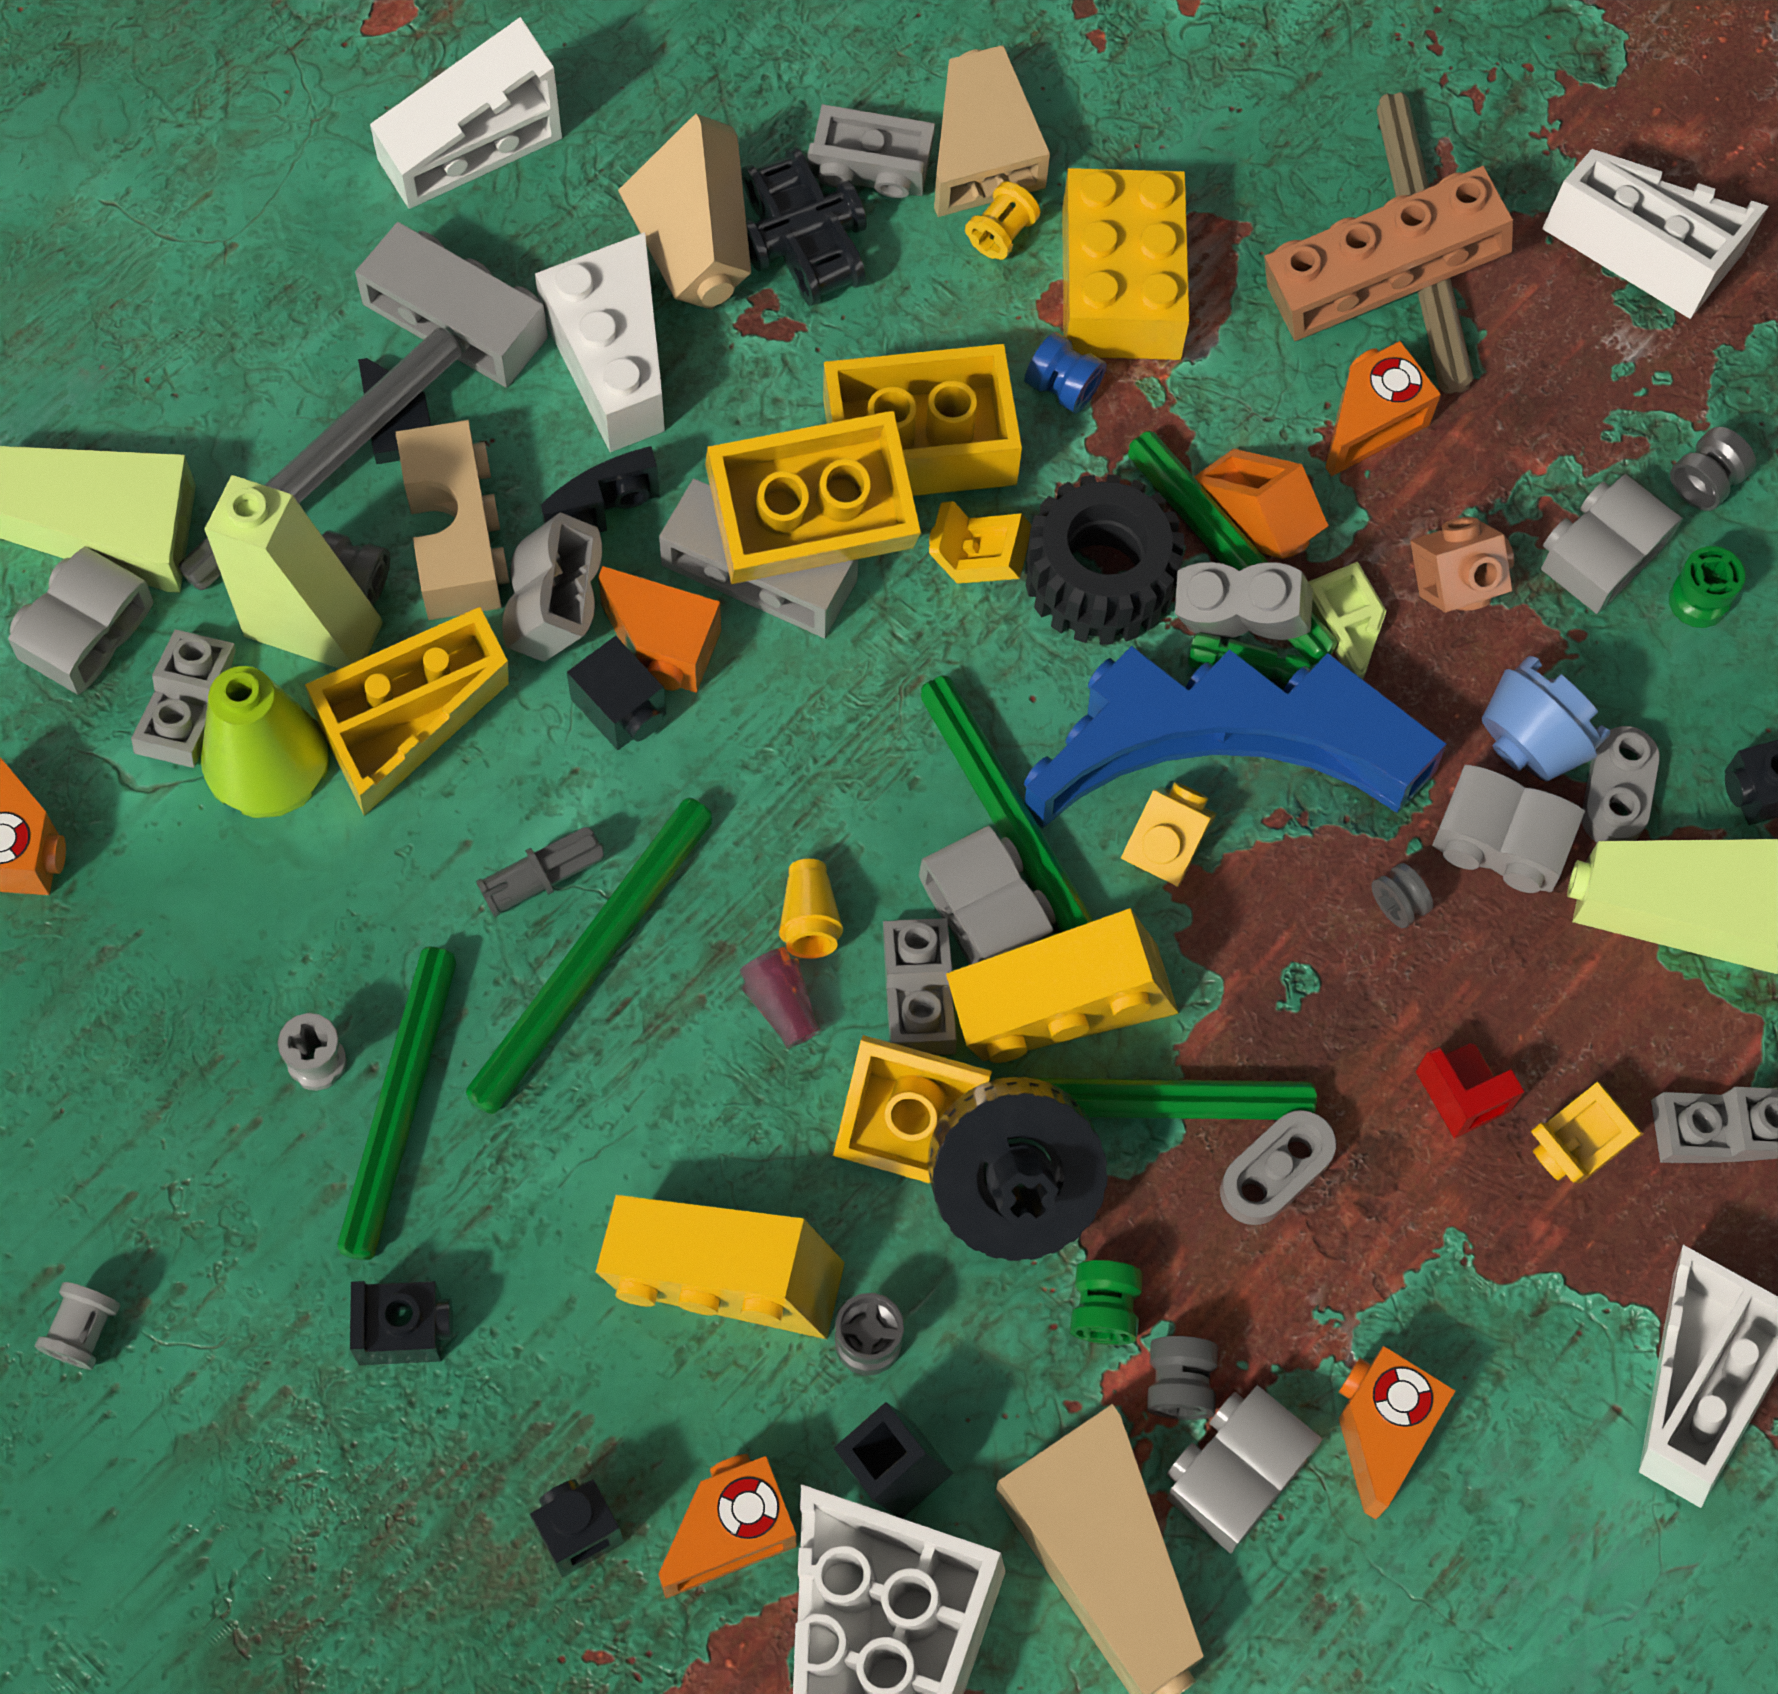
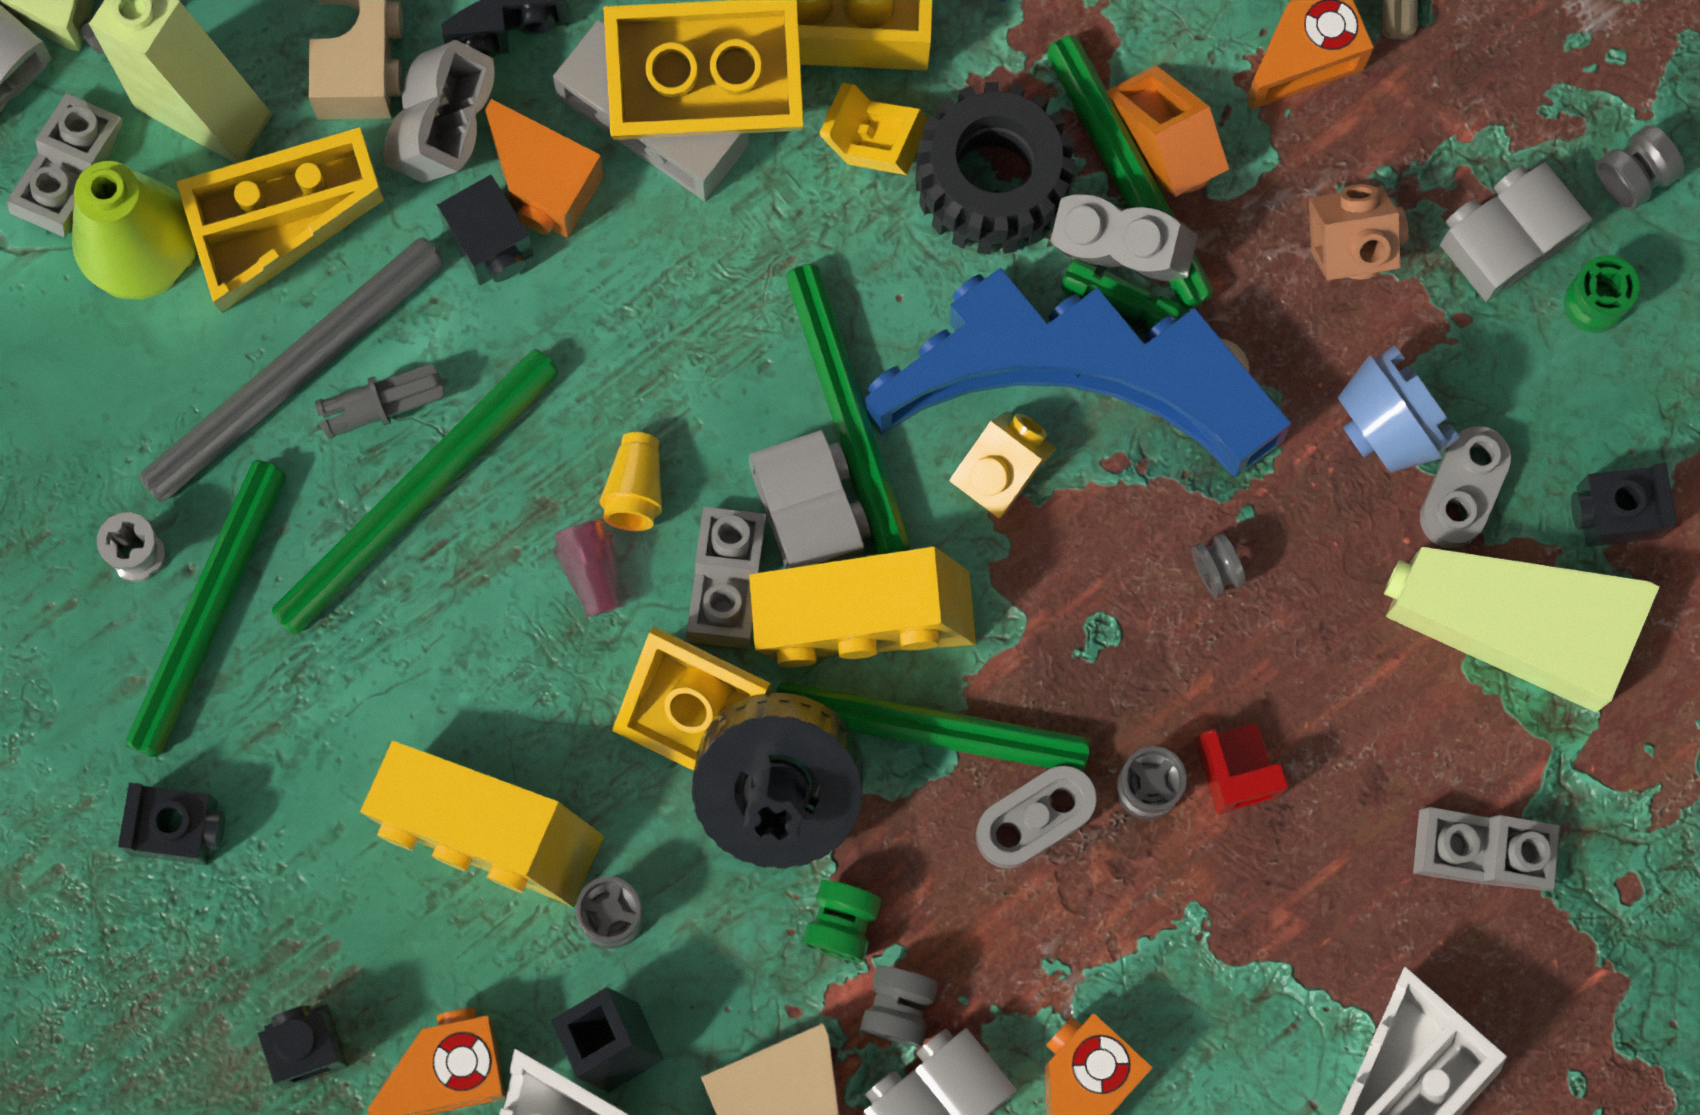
camera: 10 degrees right, 10 degrees up
(365, 564) = (255, 58): dark grey wheel -> none
(443, 858) = (291, 369): none -> dark grey axle
(1351, 613) = (1234, 263): yellowish green tile -> none
(1393, 1102) = (1157, 773): none -> flat silver wheel
(1508, 829) = (1338, 516): light grey brick -> none
(1584, 1135) = (1340, 837): yellow bracket -> none

